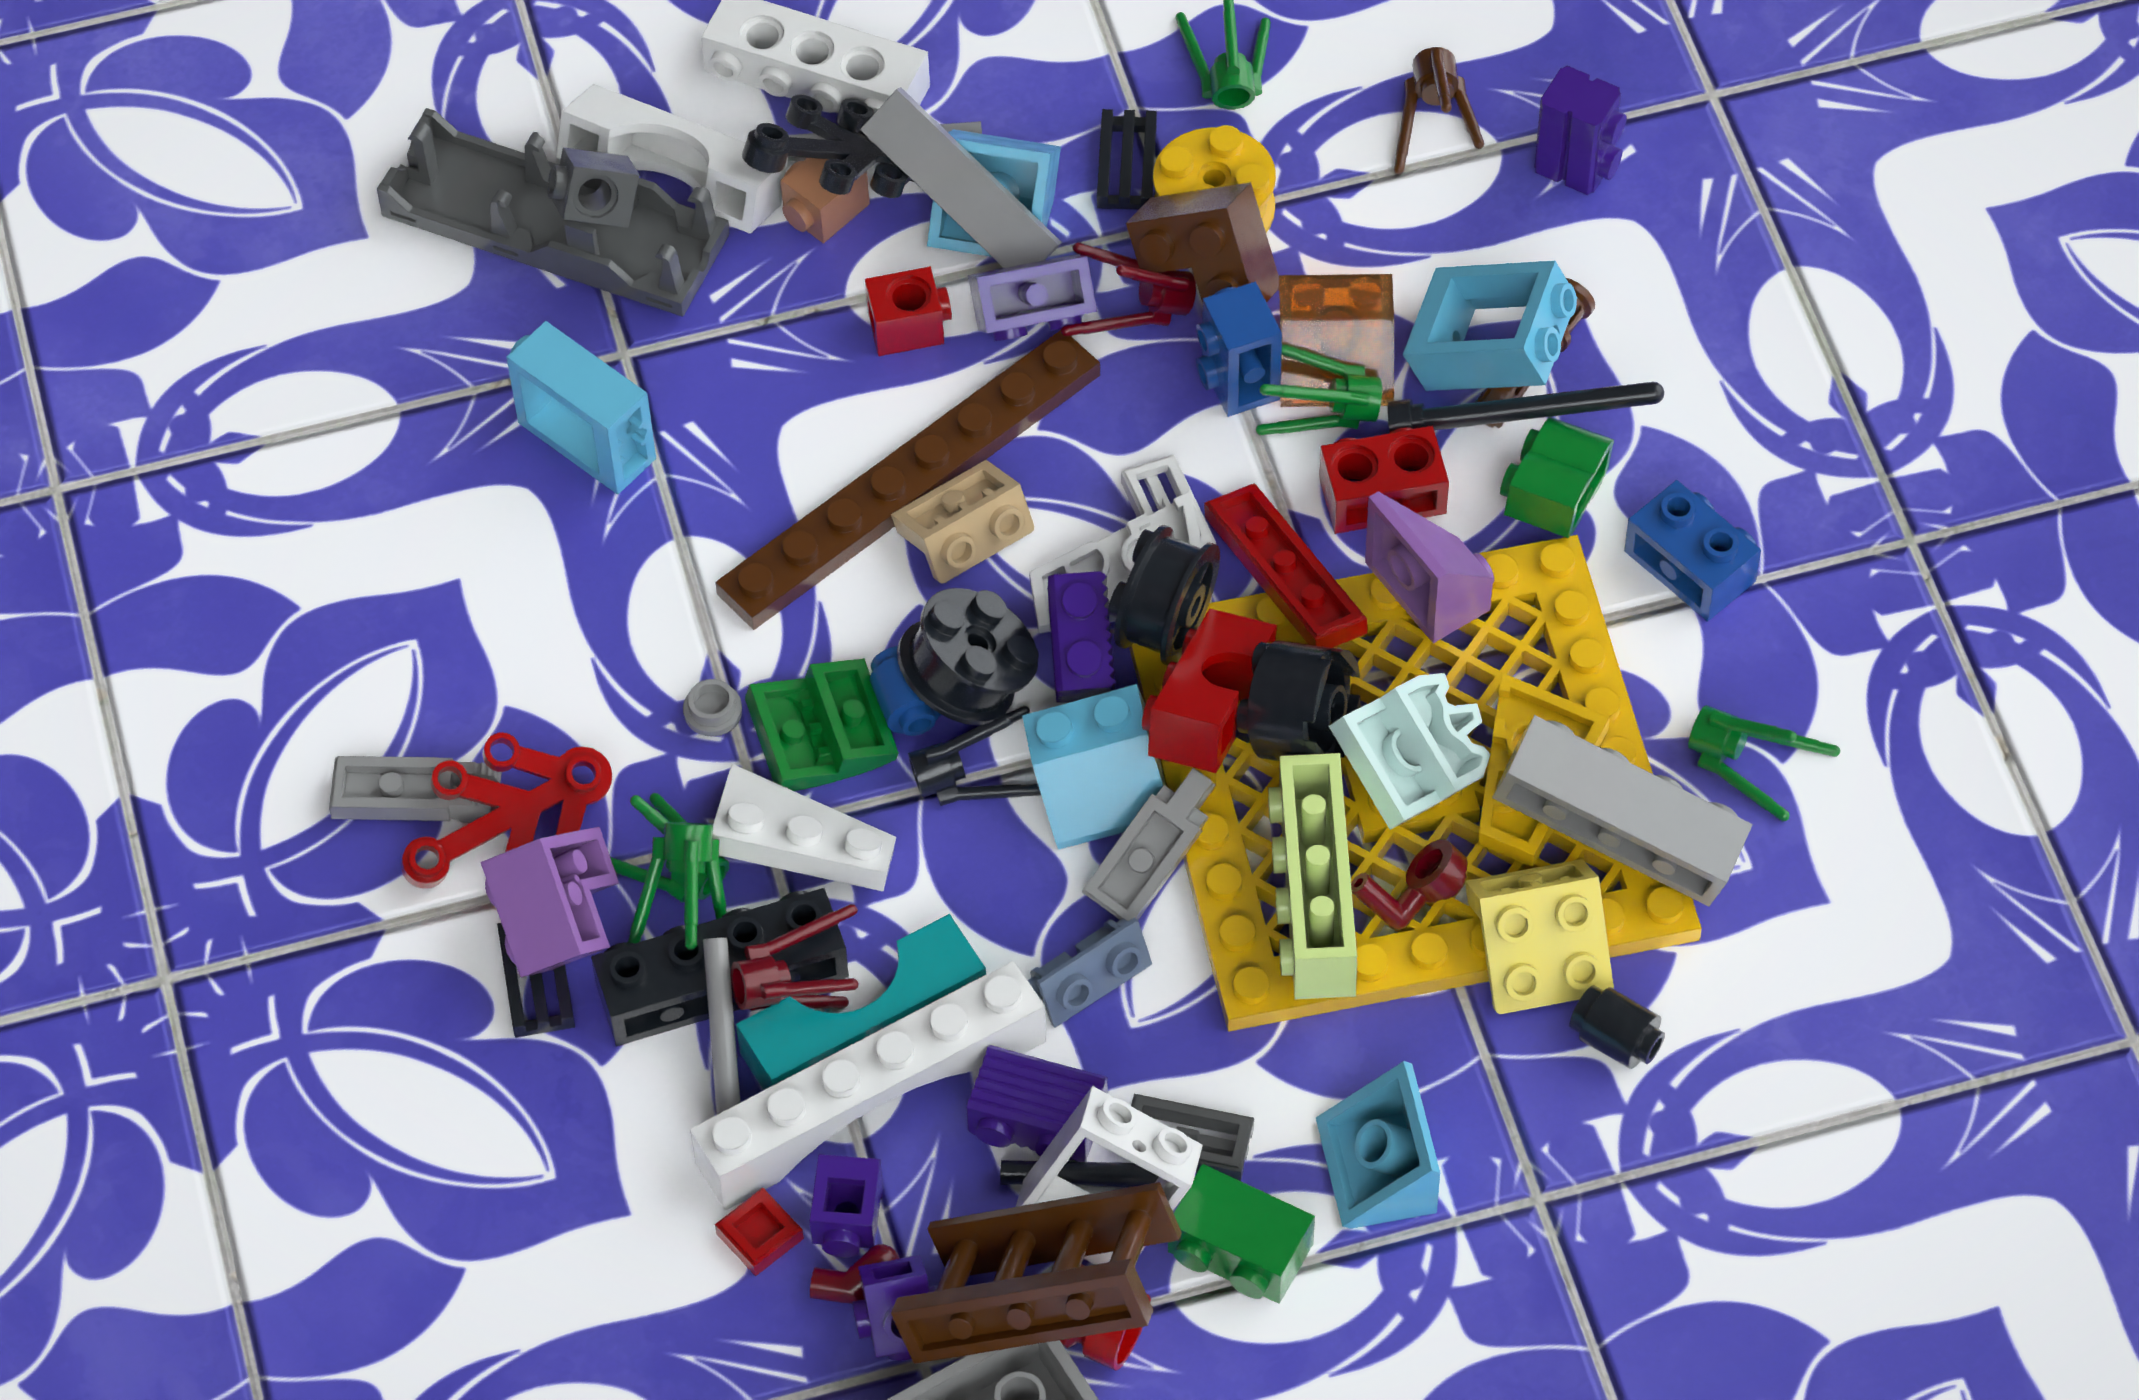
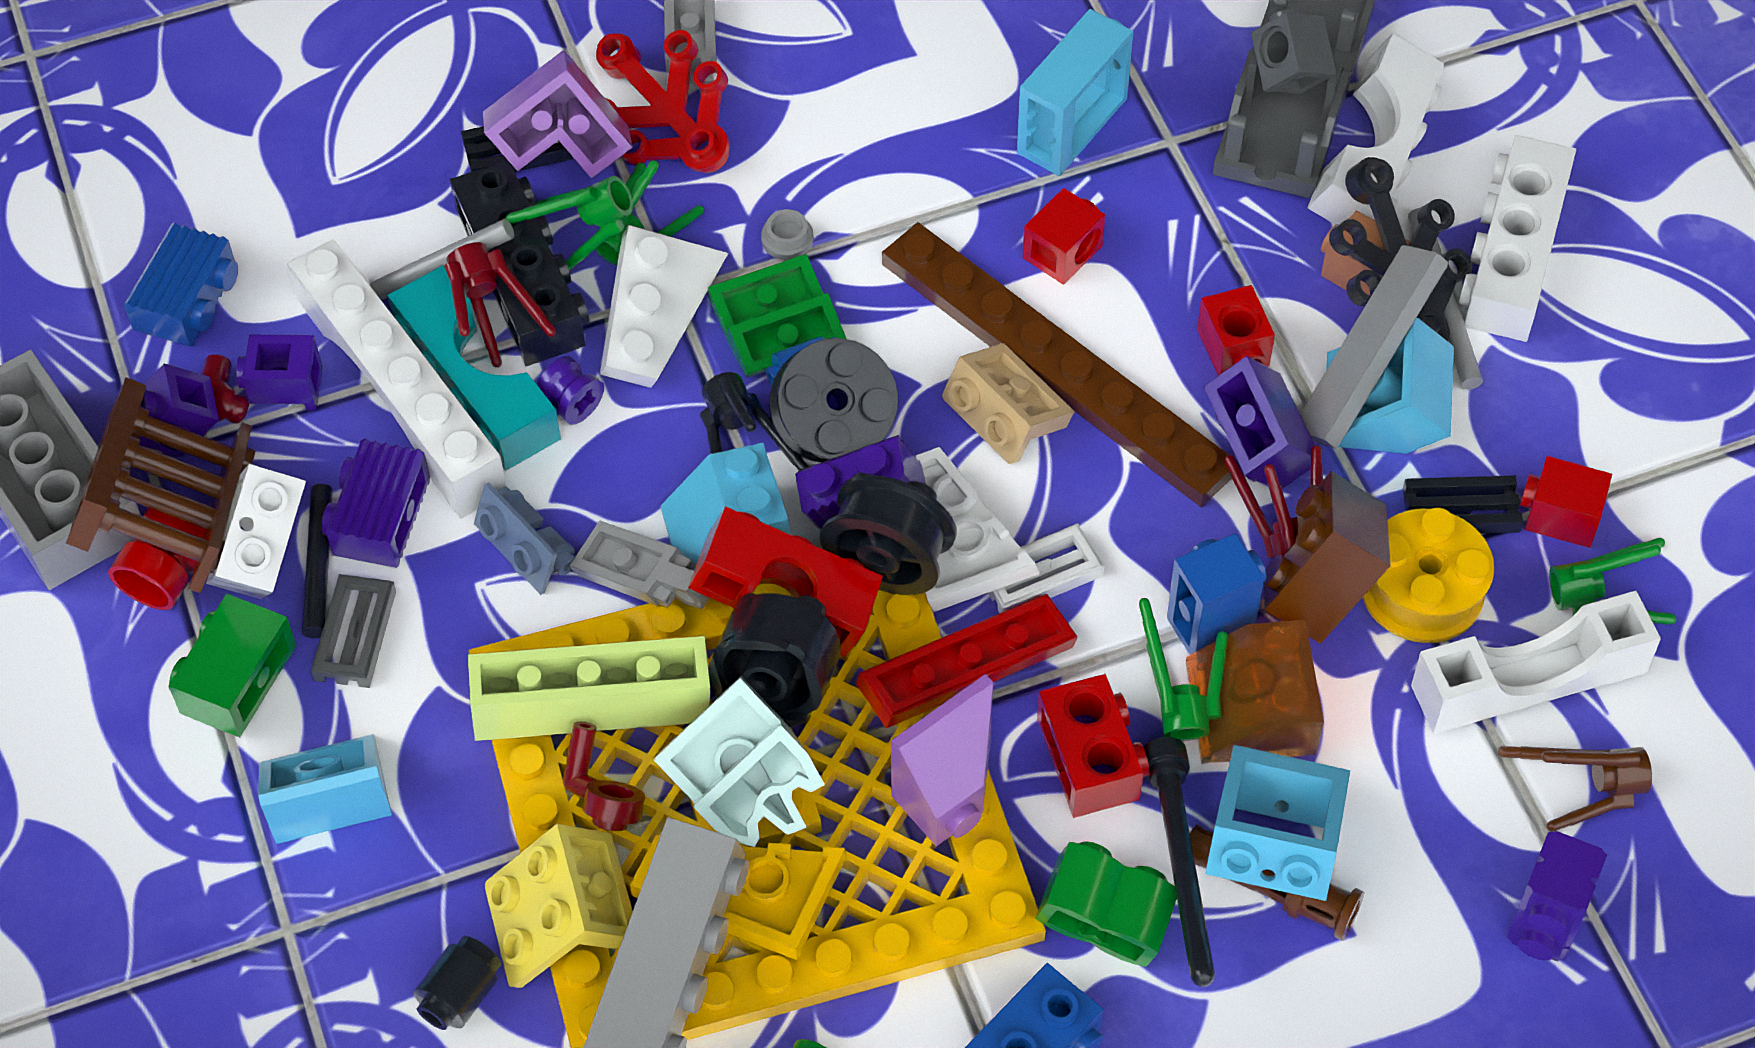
camera: 85 degrees right, 0 degrees up
(705, 1315) = (182, 285): none -> blue brick
(758, 447) = (1063, 235): none -> red brick
(759, 1231) = (271, 316): red tile -> none
(903, 913) = (571, 390): none -> dark purple wheel
(1140, 69) = (1566, 501): none -> red brick
(1314, 86) = (1591, 649): none -> white arch

